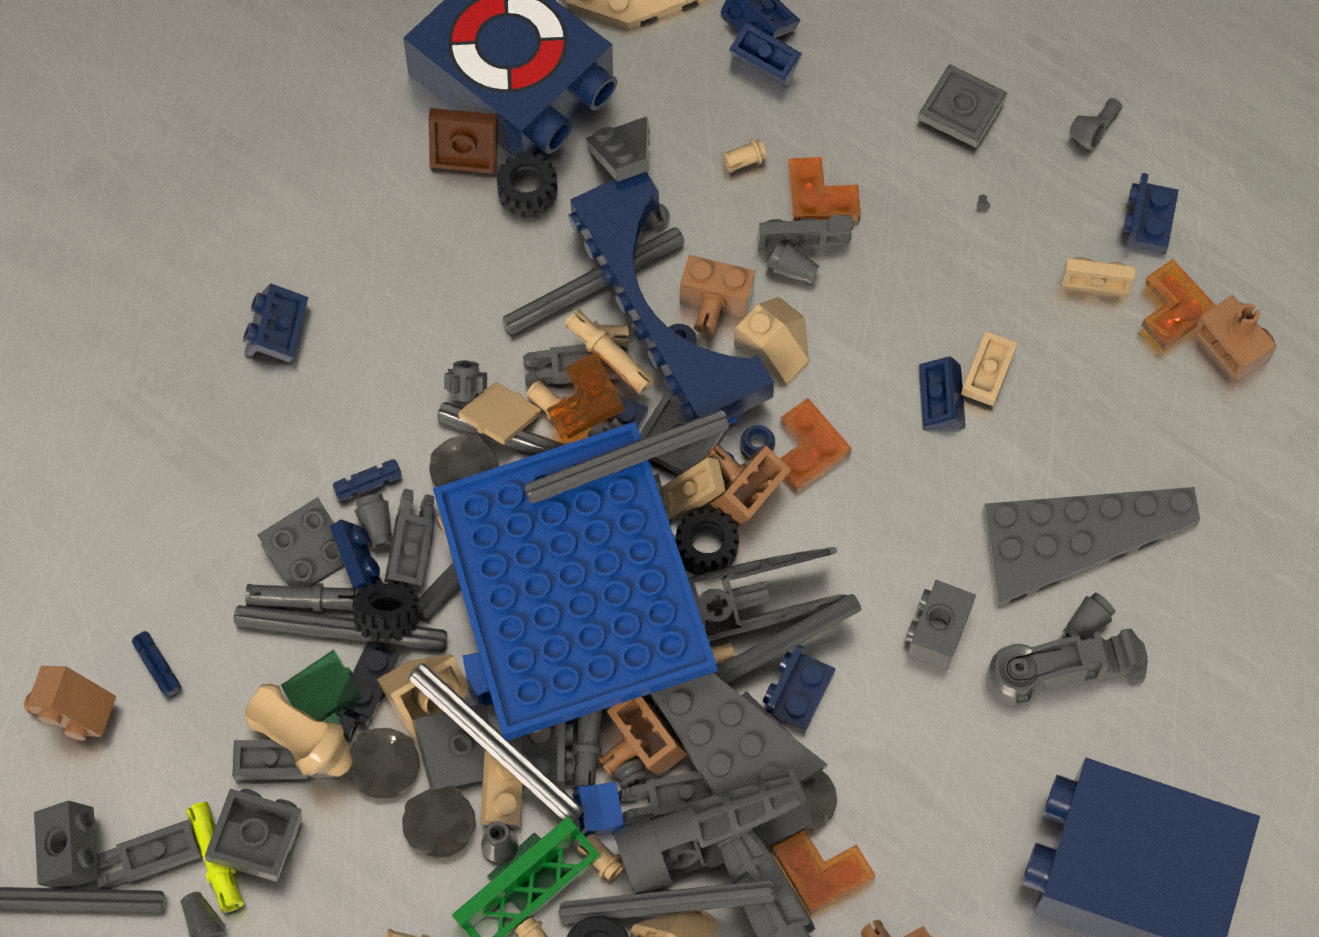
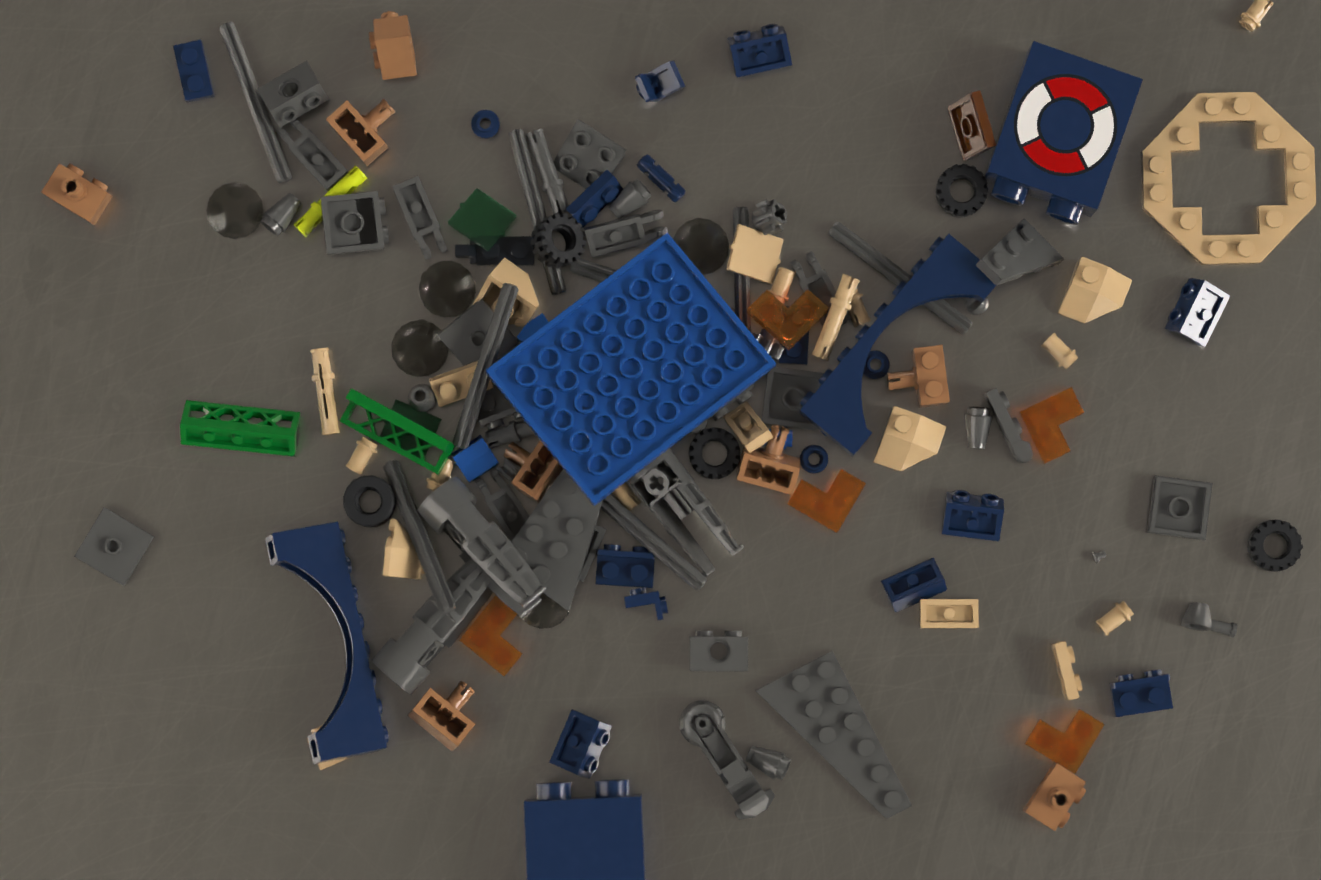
camera: 75 degrees right, 20 degrees up
(148, 784) = (360, 130): none -> medium nougat brick
(156, 664) = (455, 90): dark blue axle -> none
(211, 654) = (488, 132): none -> dark blue plate
(259, 436) = (659, 82): none -> dark blue bracket
(314, 744) = (434, 236): tan hair -> none
(626, 456) = (741, 369): dark grey axle -> none
(692, 102) = (1093, 291): none -> tan slope
(765, 54) = (1158, 331): dark blue slope -> none
(841, 685) = (640, 597): none -> dark blue bracket
(890, 303) = (973, 515): none -> dark blue bracket
(990, 820) = (581, 744): none -> dark blue bracket
(1044, 18) = (1292, 539): none -> black tyre
(1055, 202) = (1115, 618): none -> tan pin

